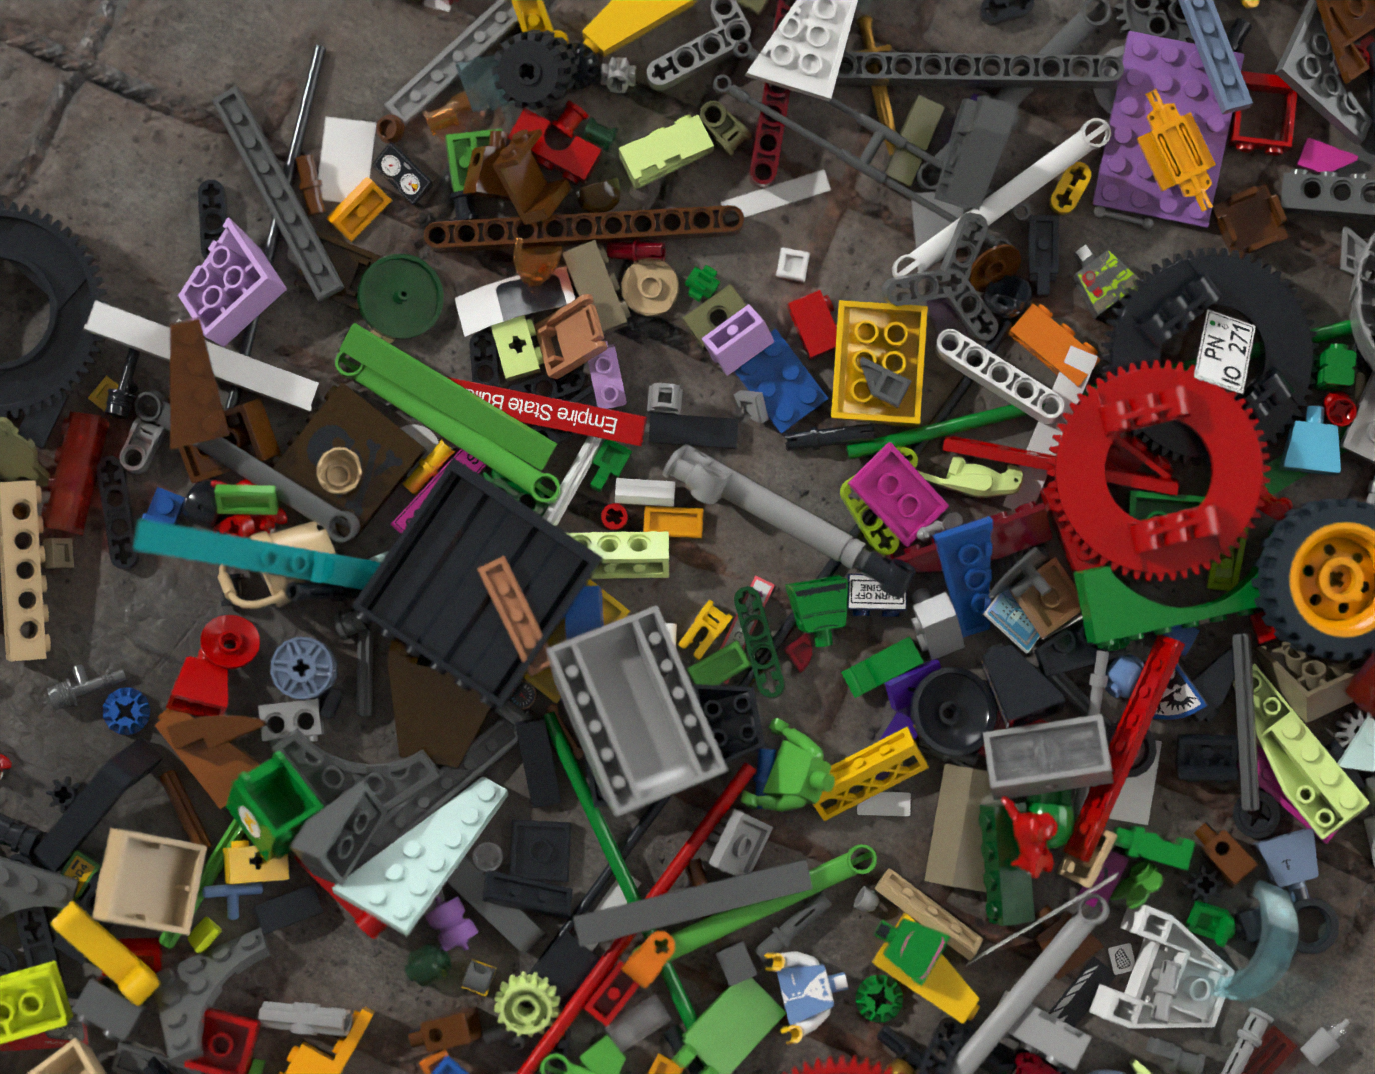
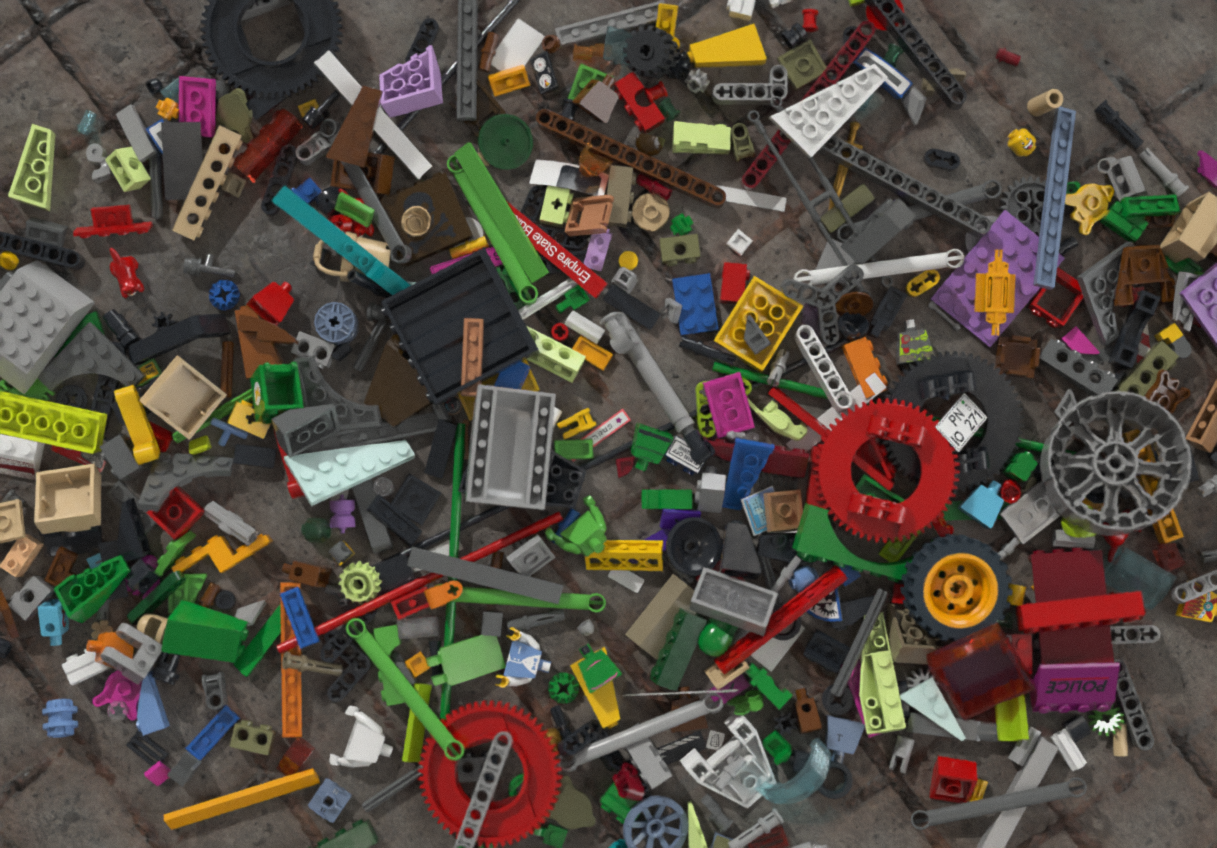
camera: 30 degrees right, 0 degrees up
(234, 631) = (307, 280): red dish -> none
(525, 182) = (611, 112): reddish brown panel -> none
(655, 369) = (628, 260): none -> yellow tile
(738, 339) = (684, 267): lavender brick -> none
(763, 641) = (603, 447): dark green beam -> none
(929, 913) = (618, 654): tan tile -> none
(937, 407) = (778, 367): none -> light grey pin
(1024, 576) = (775, 489): dark grey shield -> none
(1032, 834) = (700, 640): red animal -> none

